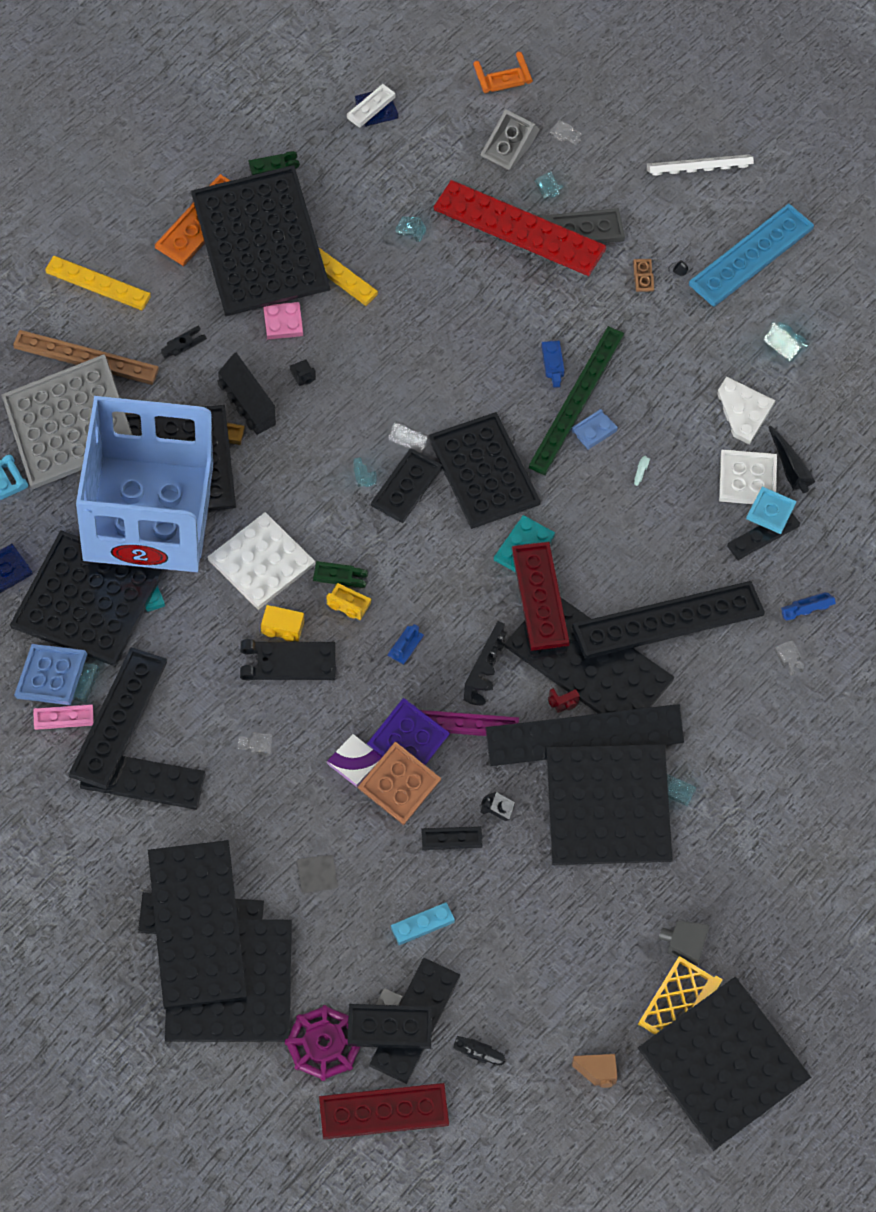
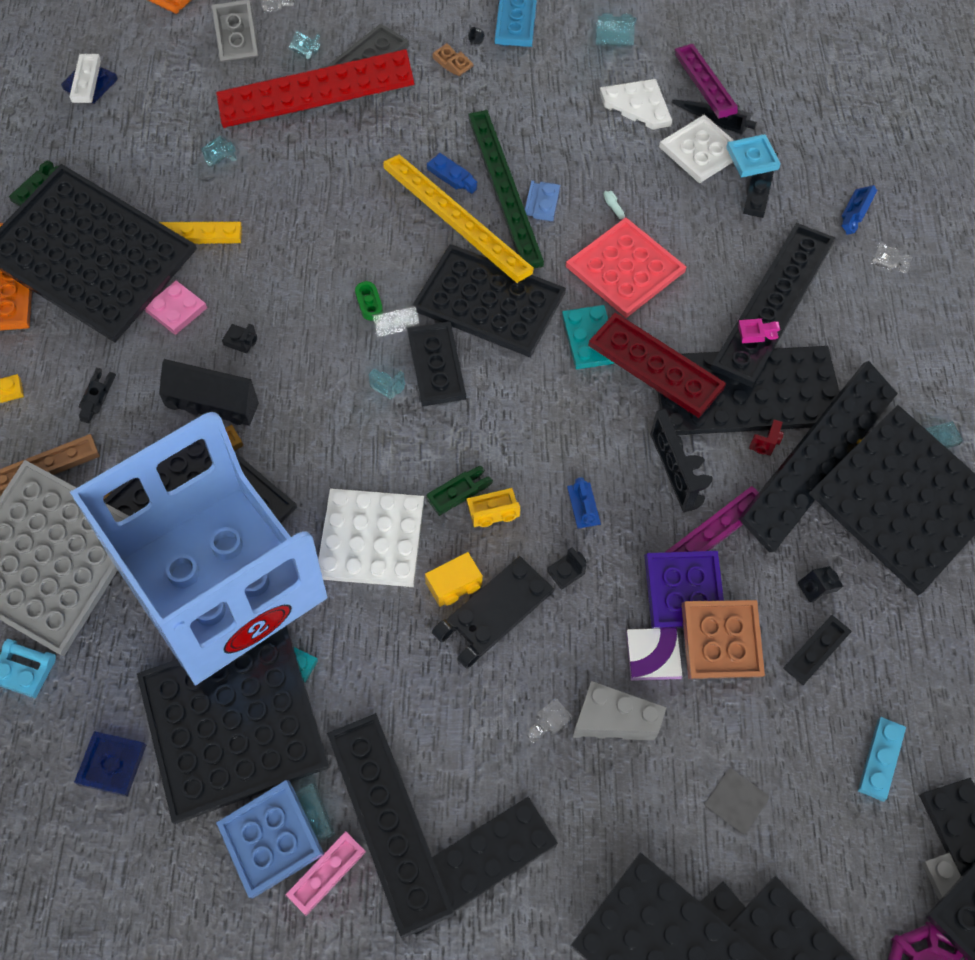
camera: 40 degrees left, 0 degrees up
(294, 769) = (618, 715): none -> light grey wedge
(355, 673) = (568, 568): none -> black bracket
(404, 411) = (369, 302): none -> green plate
(519, 397) = (458, 218): none -> yellow plate
(598, 519) = (625, 267): none -> coral plate
(623, 624) = (755, 331): none -> dark pink plate
(804, 429) = (706, 81): none -> magenta plate

